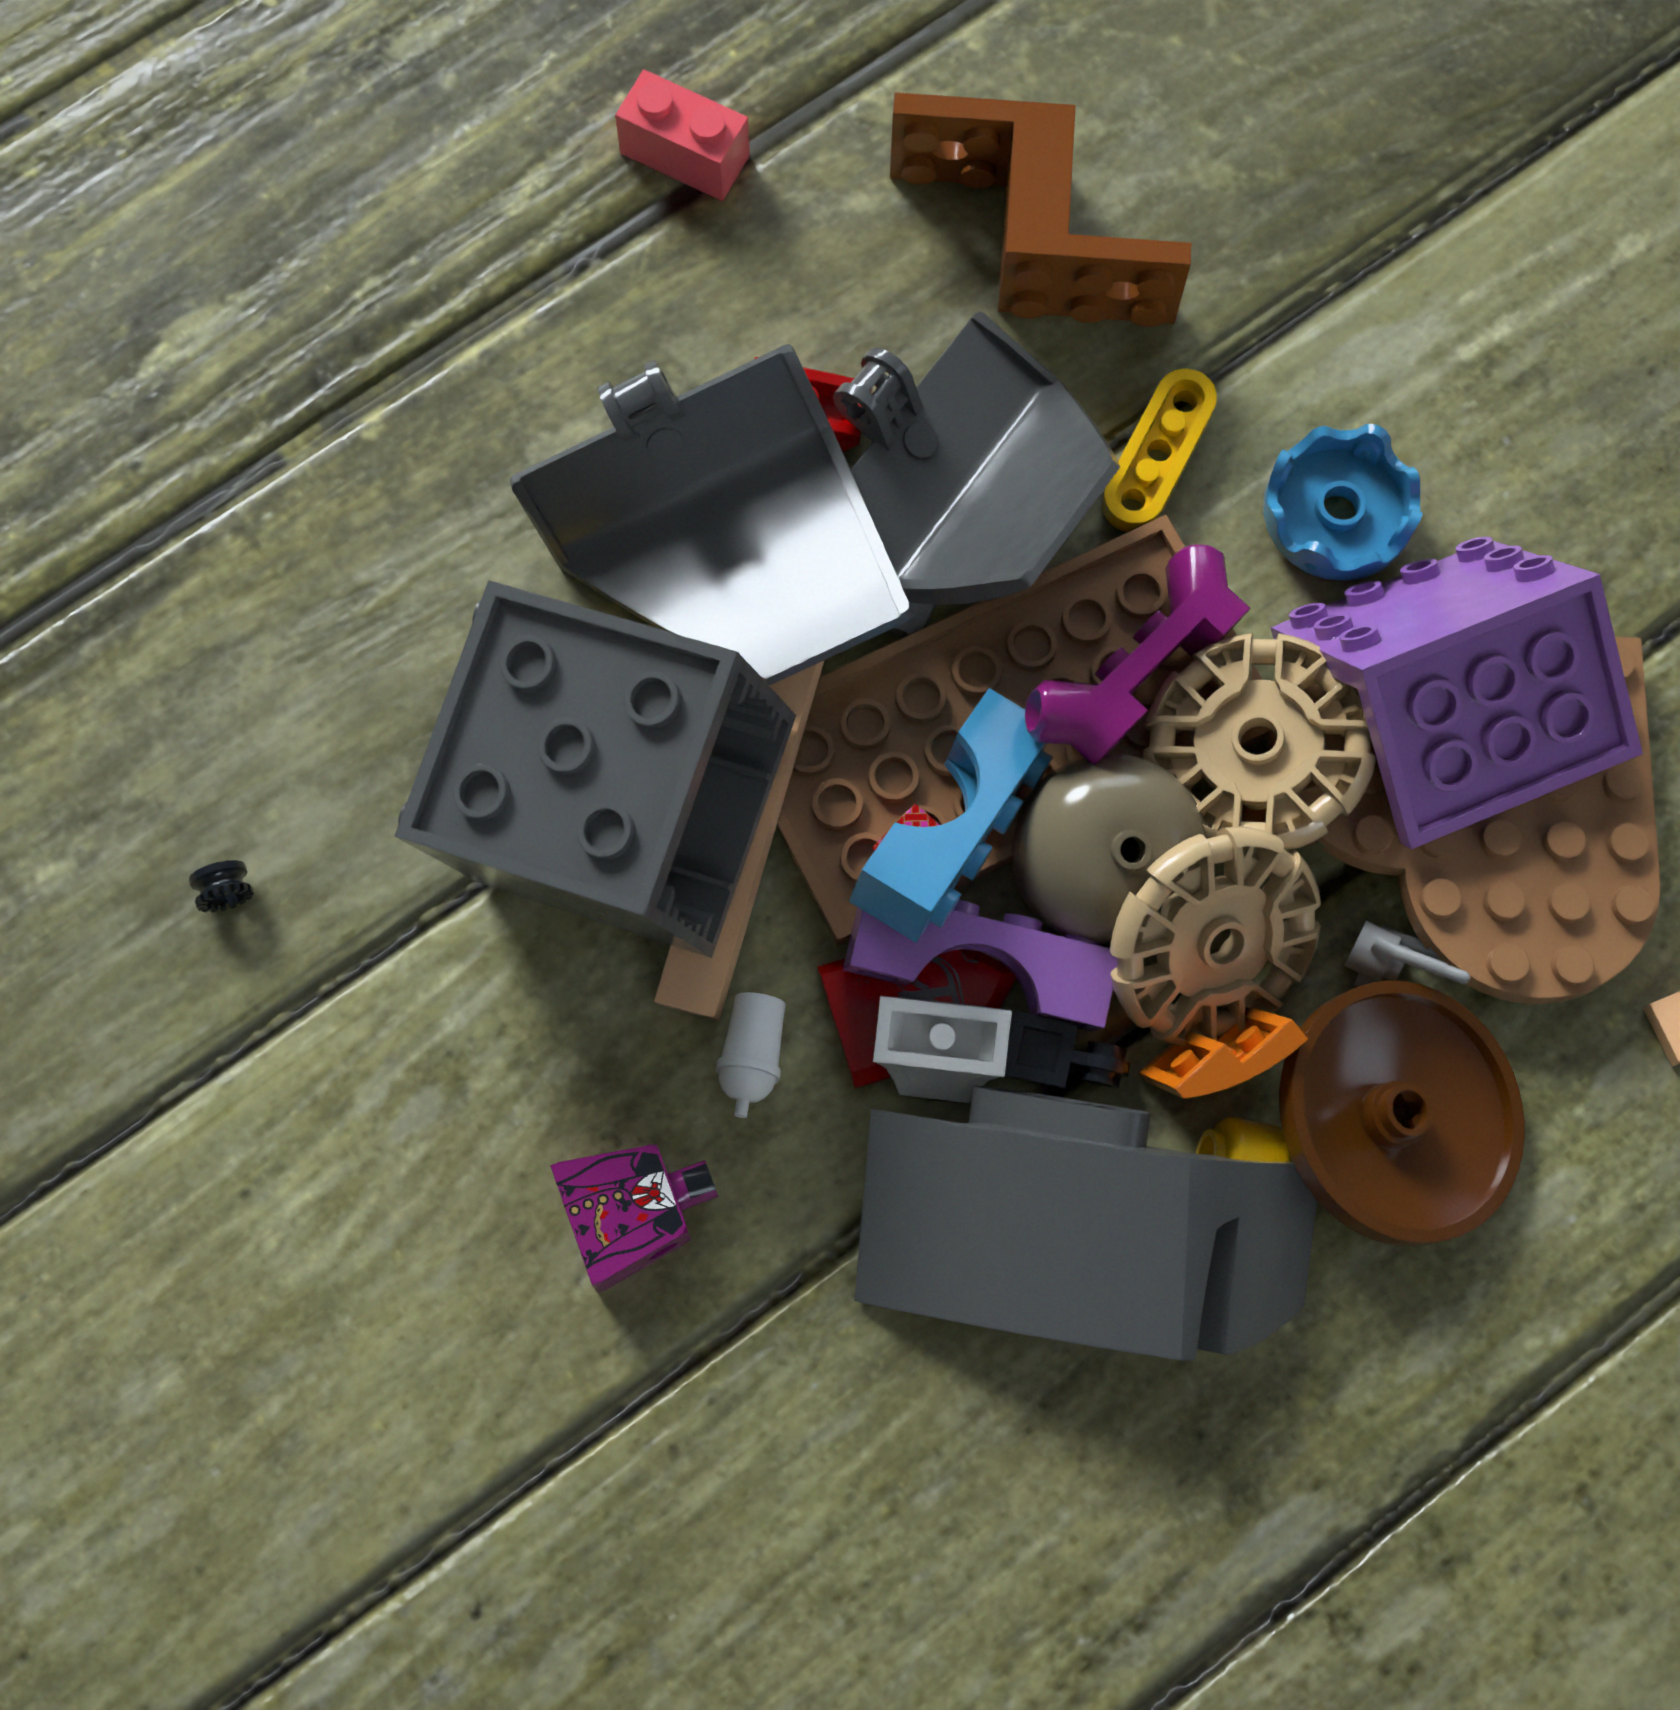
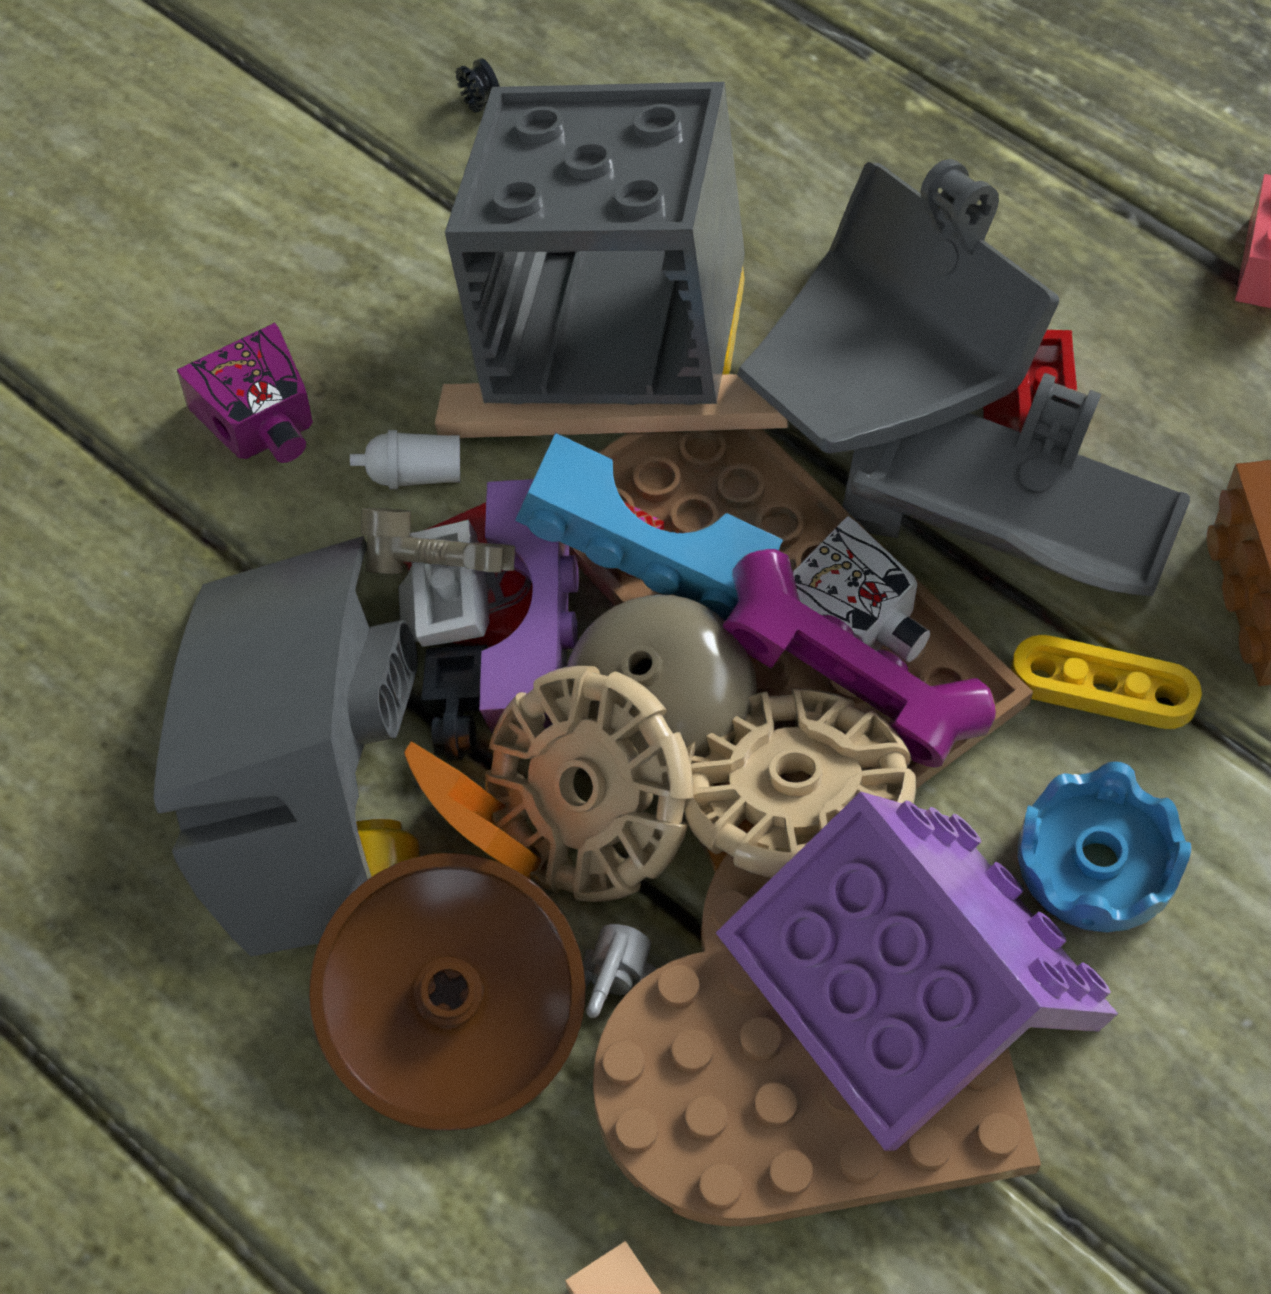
camera: 80 degrees right, 15 degrees down
(887, 1083) = (391, 544): none -> dark tan brick
(1049, 635) = (863, 588): none -> white torso

